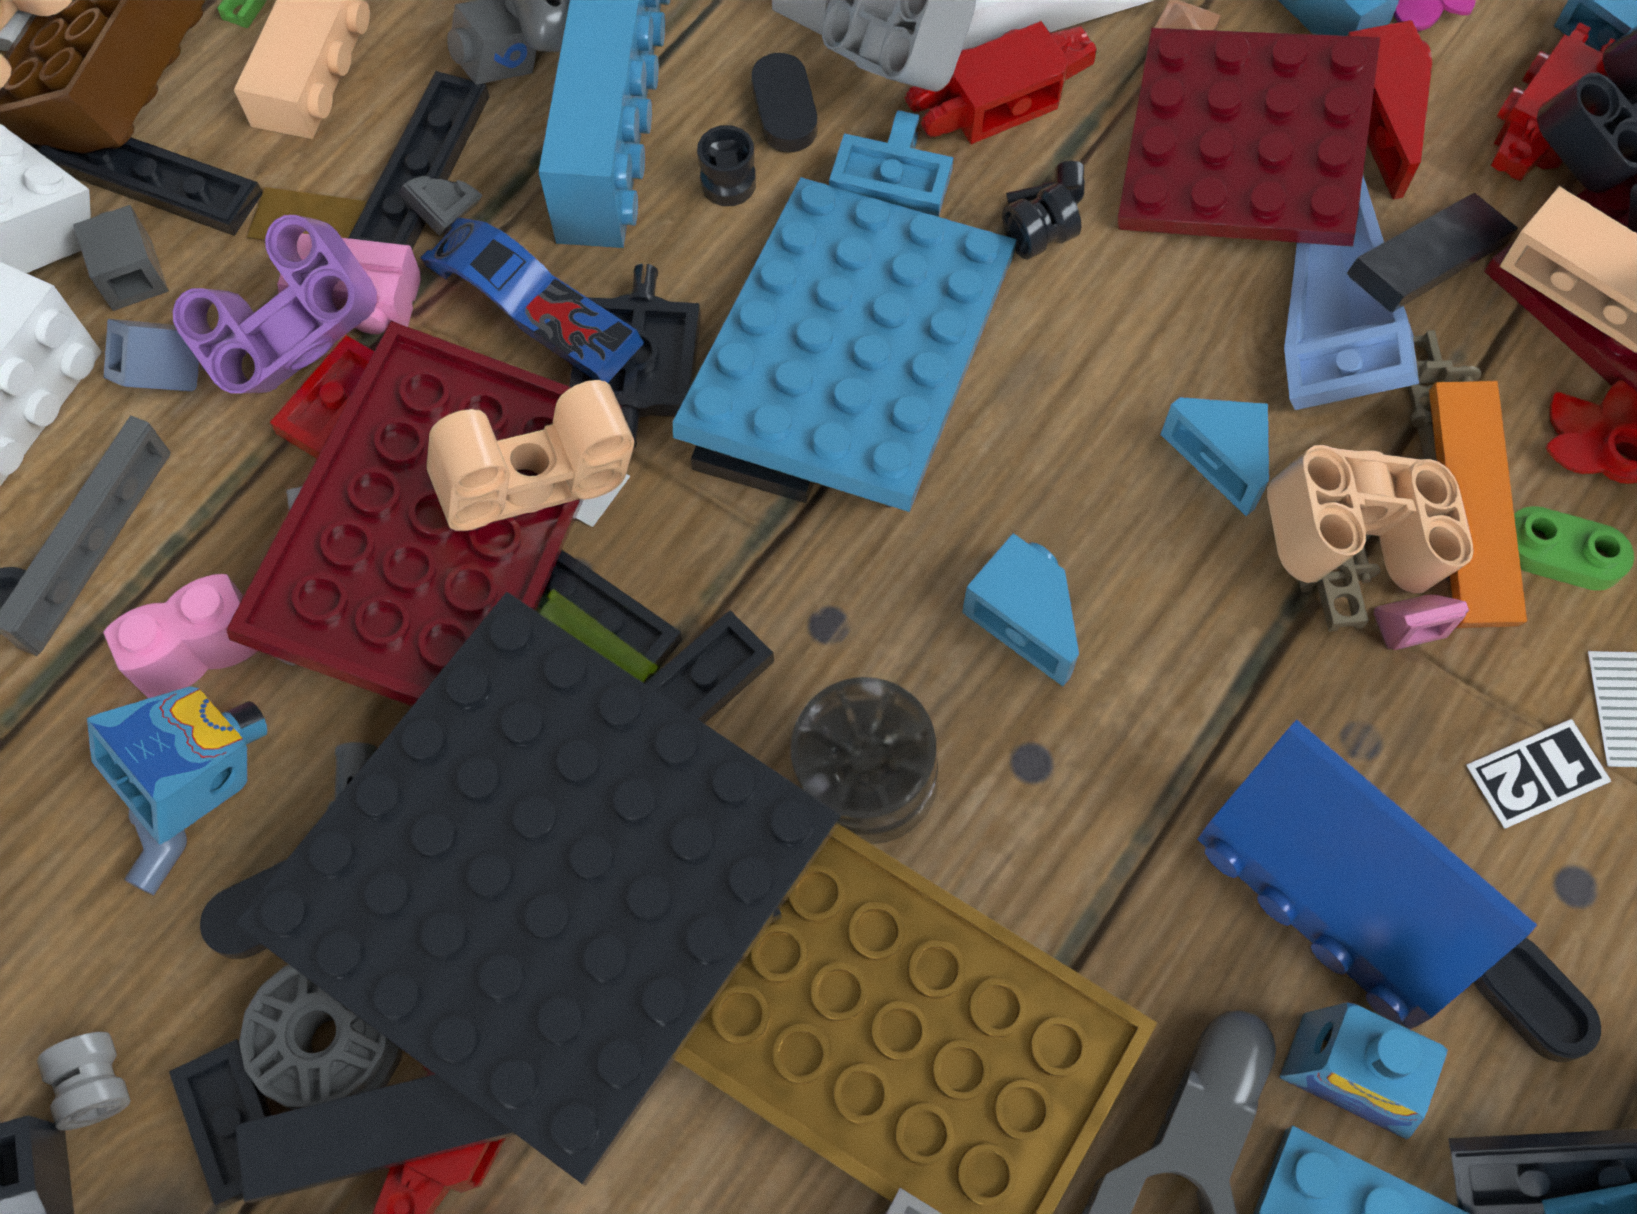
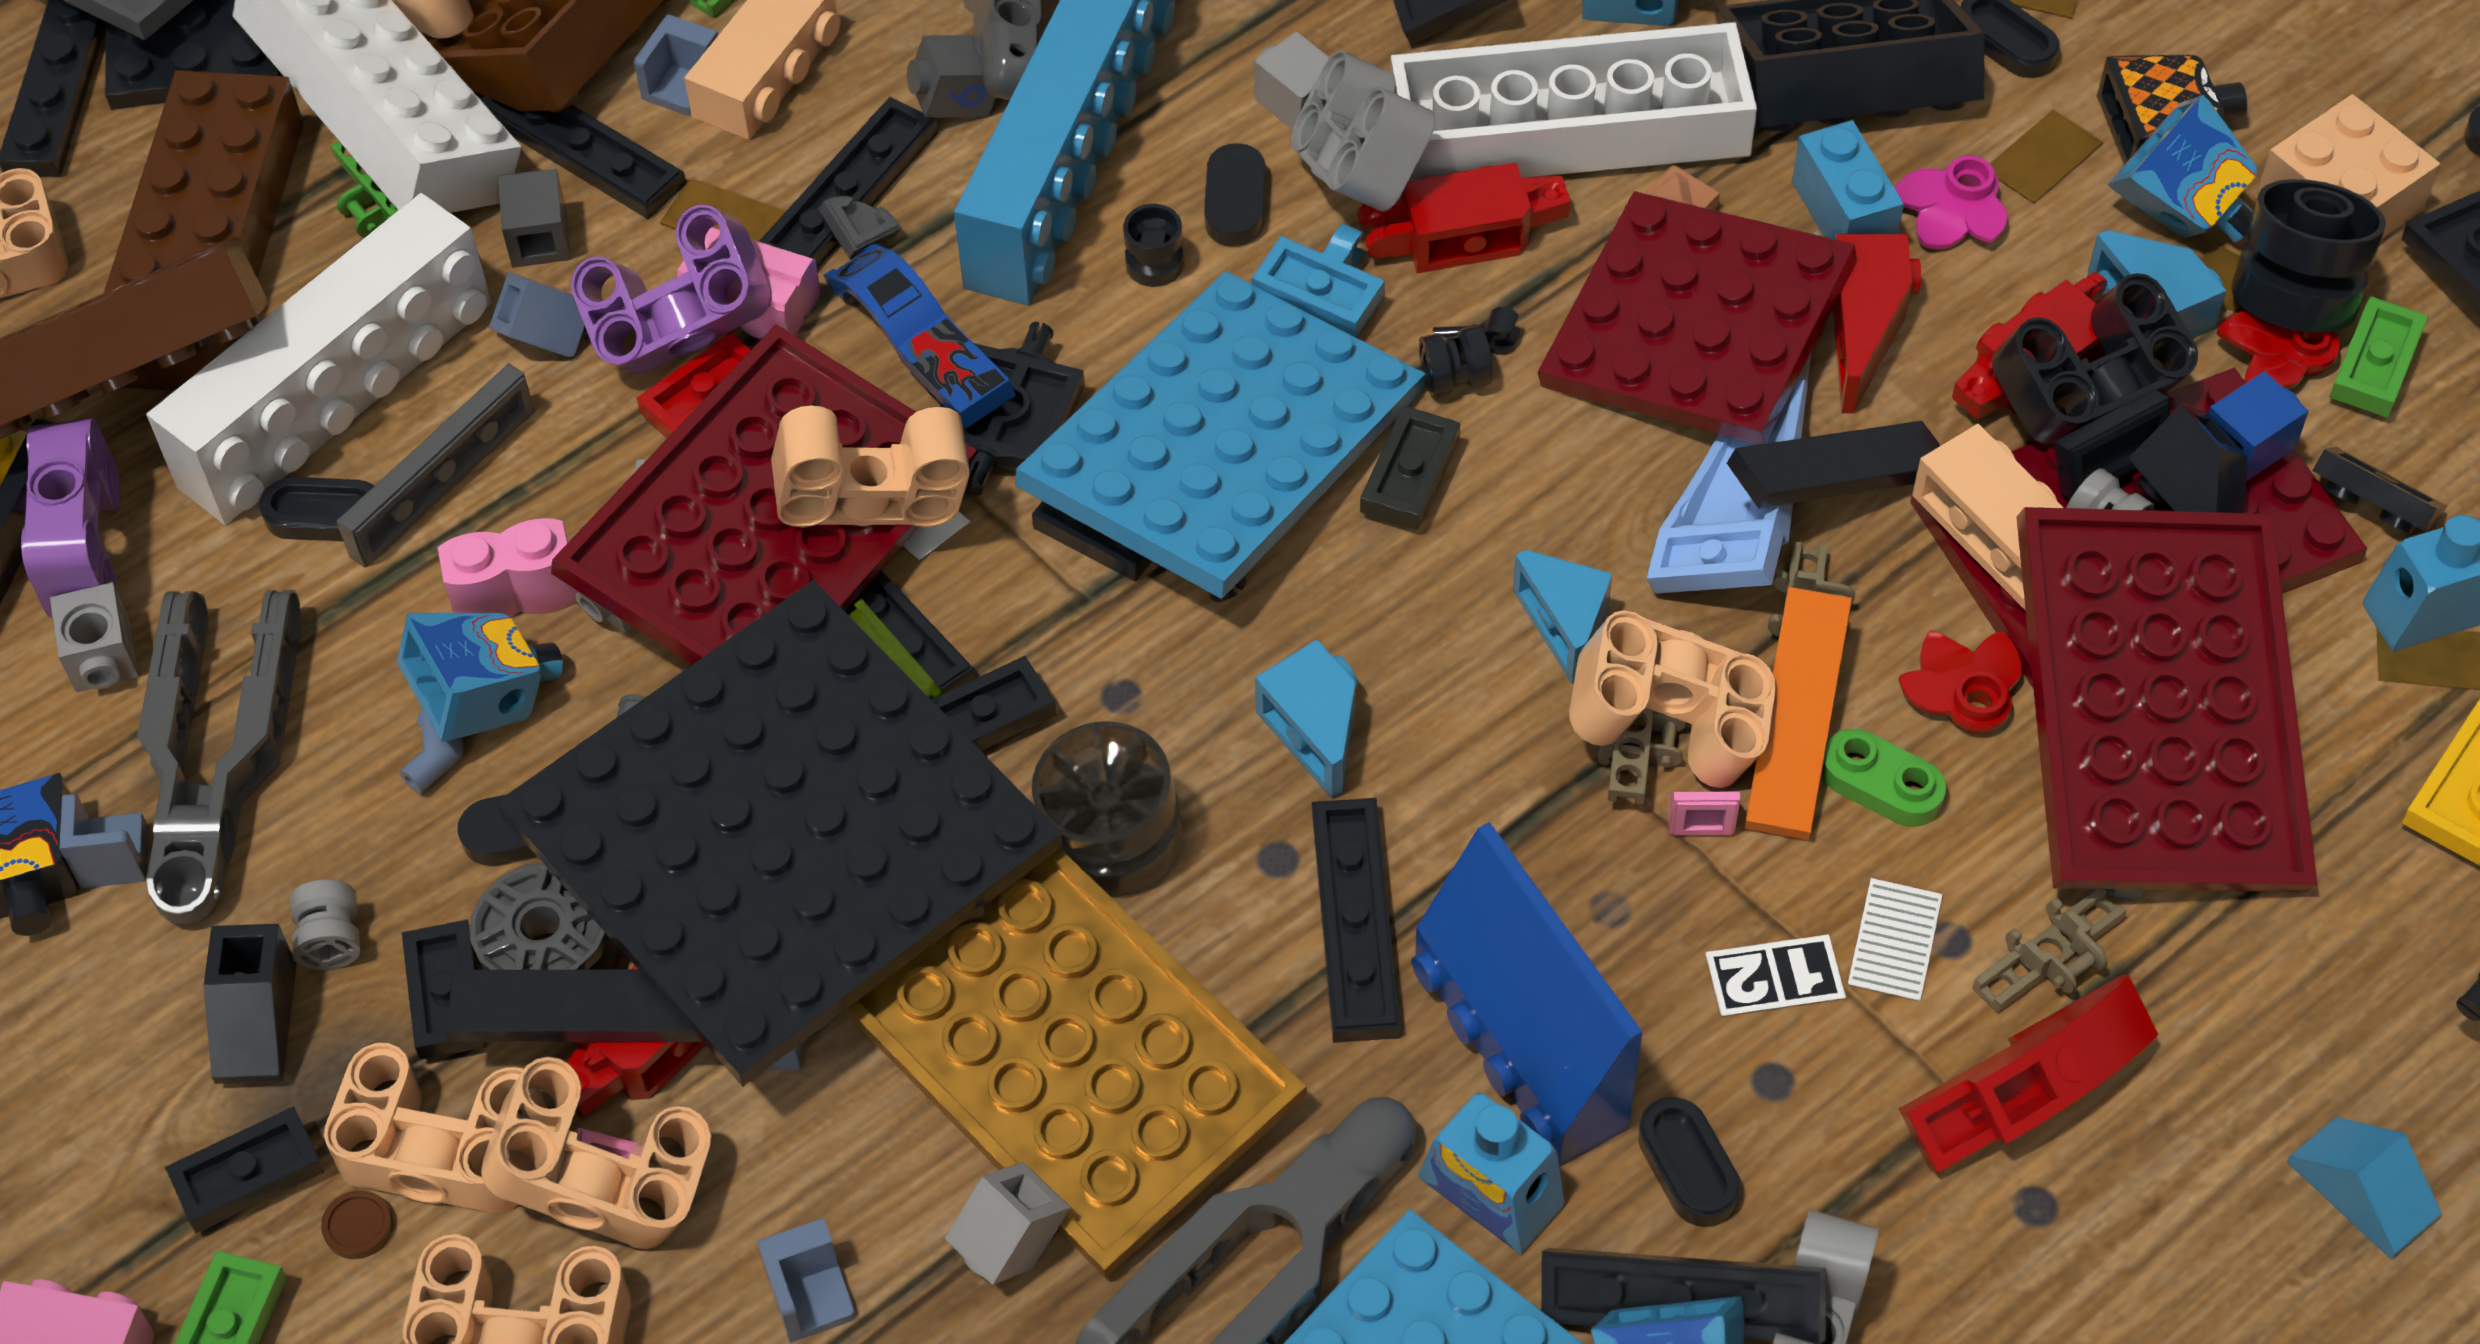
camera: 15 degrees right, 10 degrees down
(213, 74) = (668, 59): none -> sand blue panel
(1033, 335) = (1410, 467): none -> pearl dark grey plate
(1130, 814) = (1355, 921): none -> black tile

